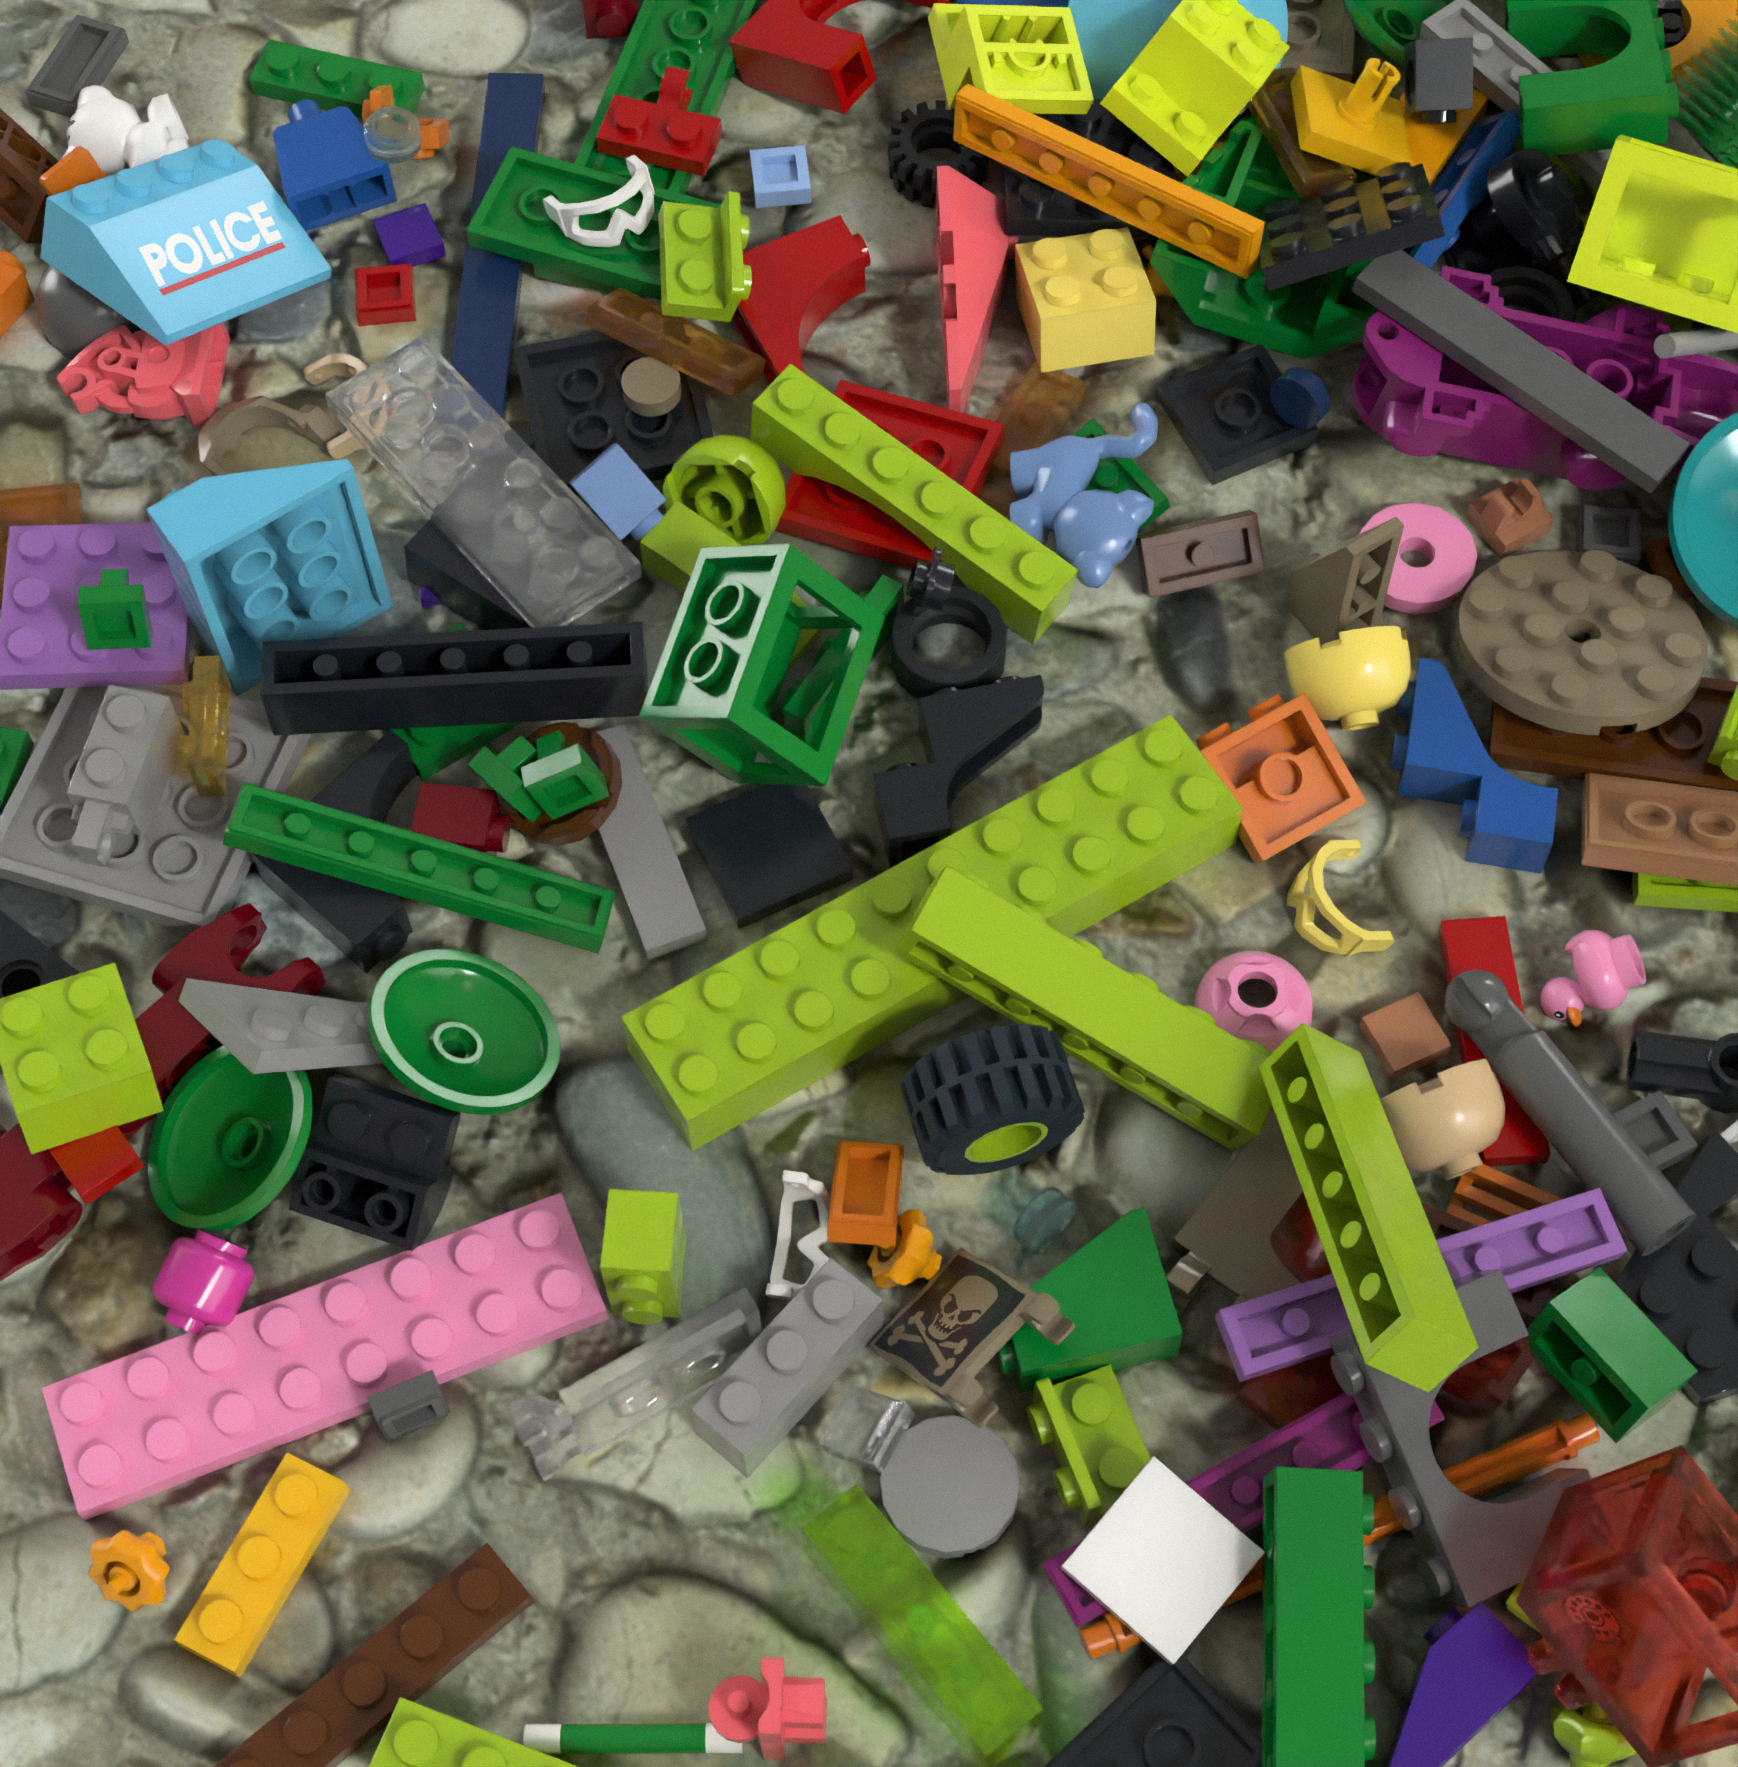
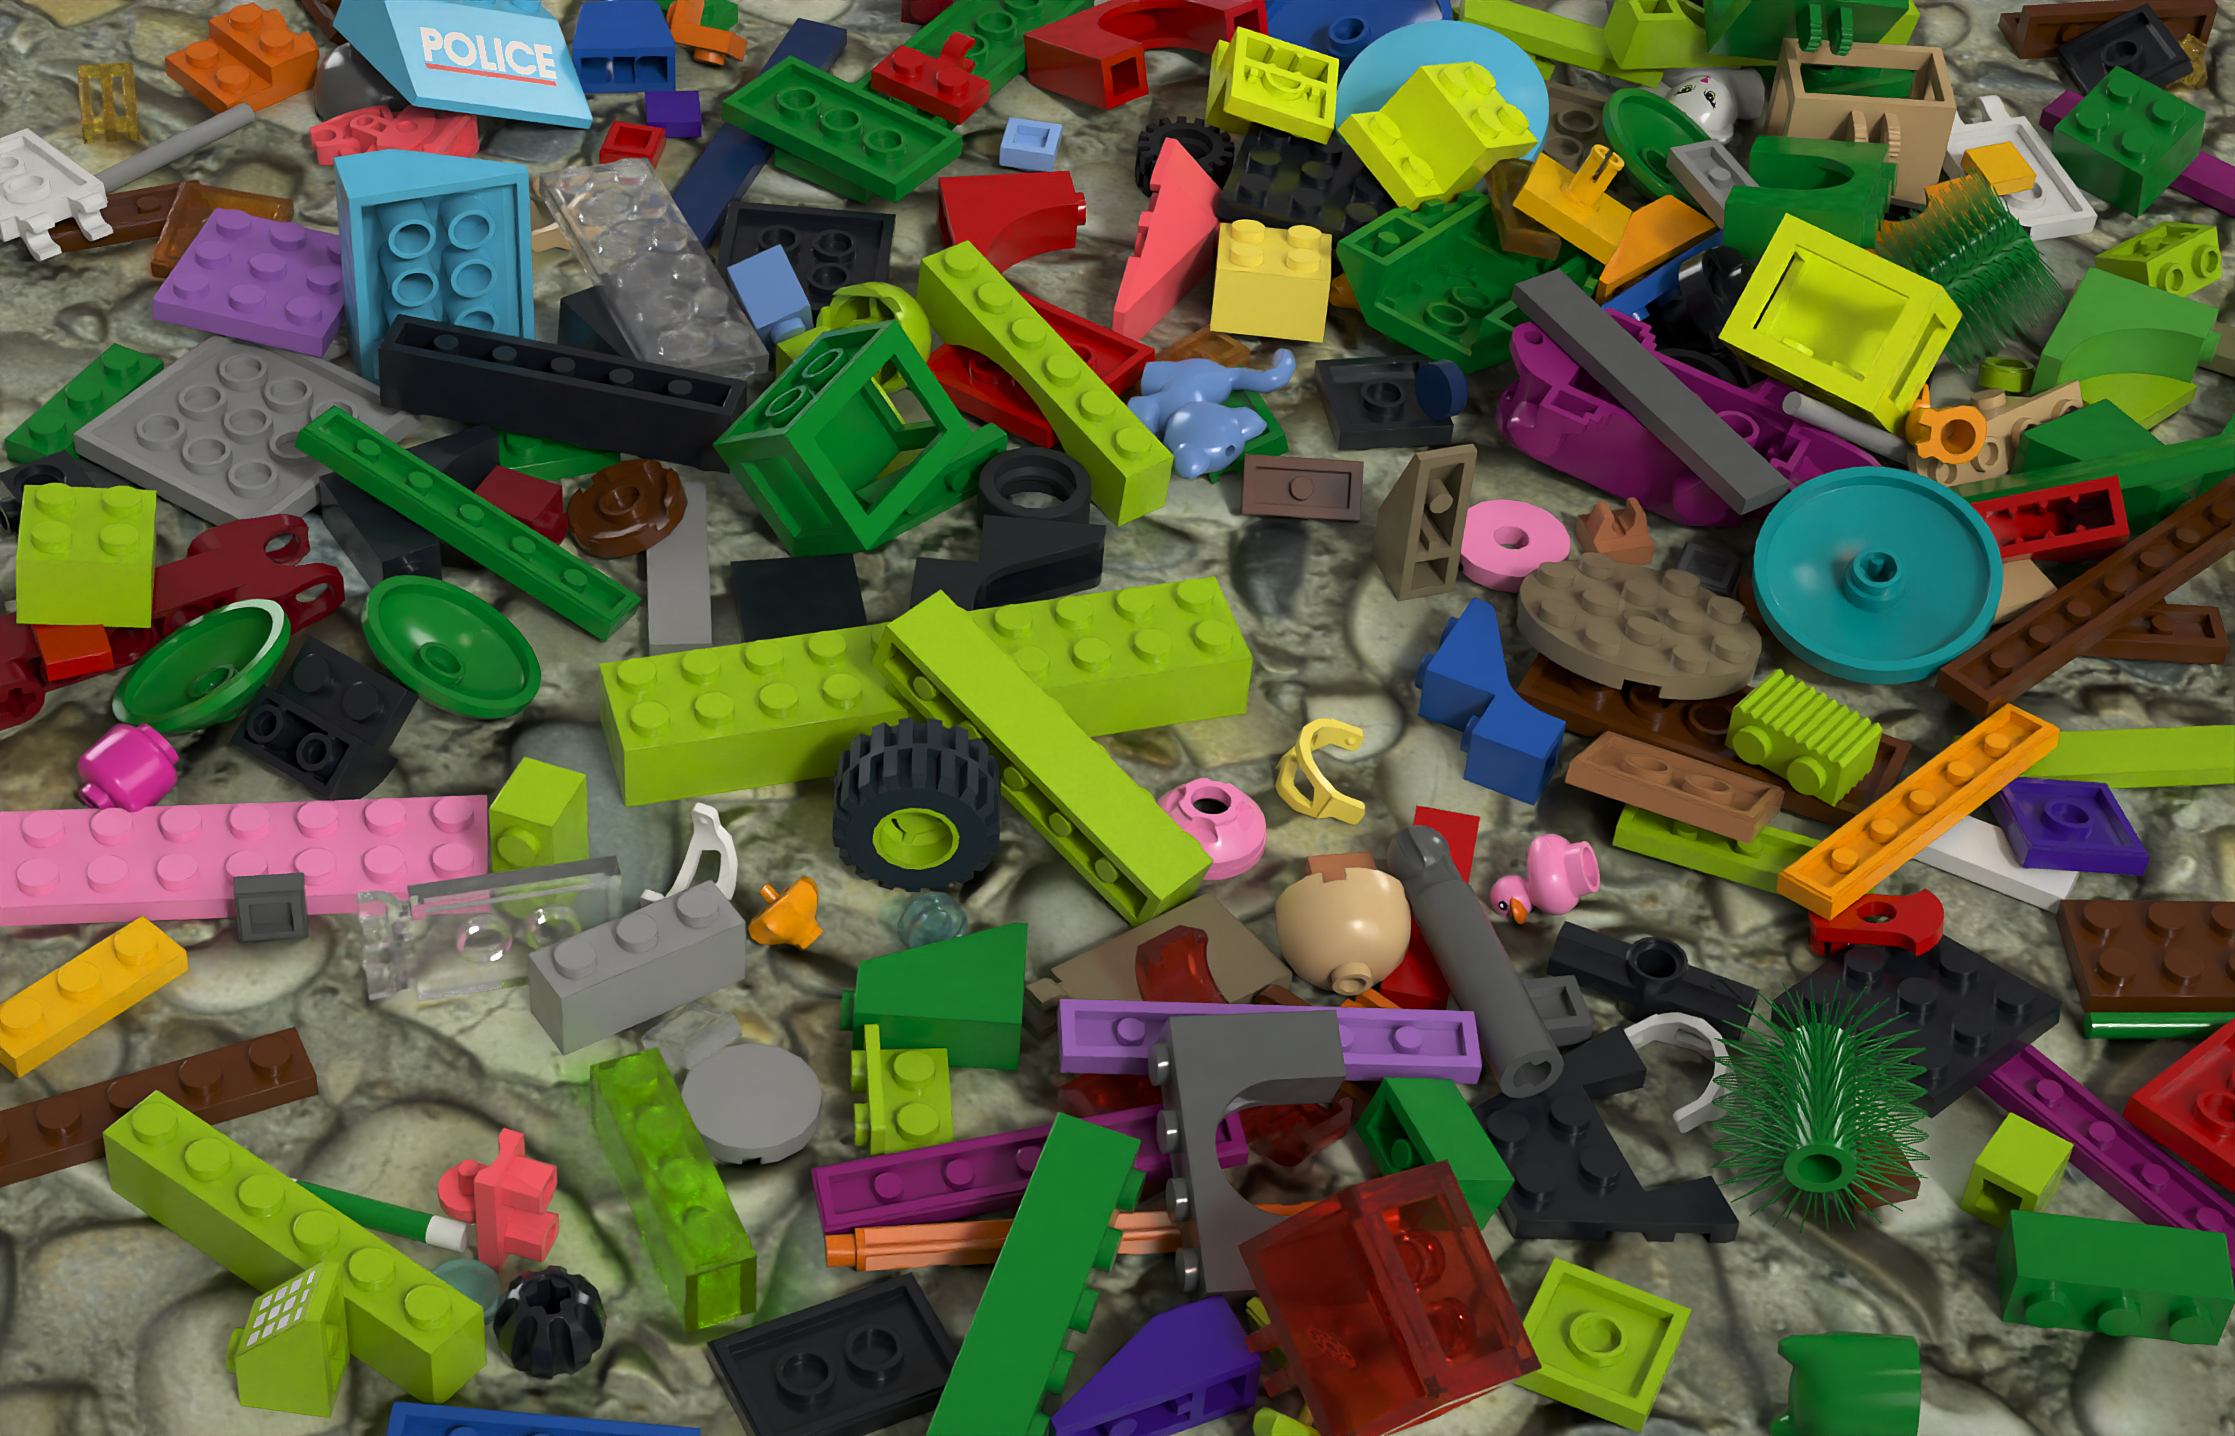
camera: 10 degrees right, 20 degrees down
(115, 613) = (277, 270): green tile -> none
(122, 770) = (233, 387): light grey hinge -> none
(208, 707) = (326, 375): clear yellow plate -> none
(281, 1028) = (287, 590): light grey wing -> none
(392, 135) = (687, 25): clear light blue tile -> none
(505, 774) = (579, 479): green tile -> none
(563, 777) = (626, 485): green tile -> none
(568, 214) = (815, 104): white helmet -> none
(651, 387) = (840, 250): dark tan tile -> none
(675, 341) = (871, 217): clear orange tile -> none
(703, 259) = (923, 163): lime bracket -> none
(865, 1193) = (770, 857): orange tile -> none
(930, 583) = (1030, 431): black plate -> none
(960, 1326) = (788, 979): dark tan flag -> none
(1108, 181) = (1318, 178): light orange tile -> none
(1162, 1560) = (924, 1186): white tile -> none
(1281, 774) = (1306, 659): orange plate -> none
(1348, 224) = (1527, 255): black plate -> none
(1352, 675) = (1404, 594): light yellow cylinder -> none
(1367, 1210) = (1223, 930): lime brick -> none
(1438, 78) = (1665, 186): black brick -> none

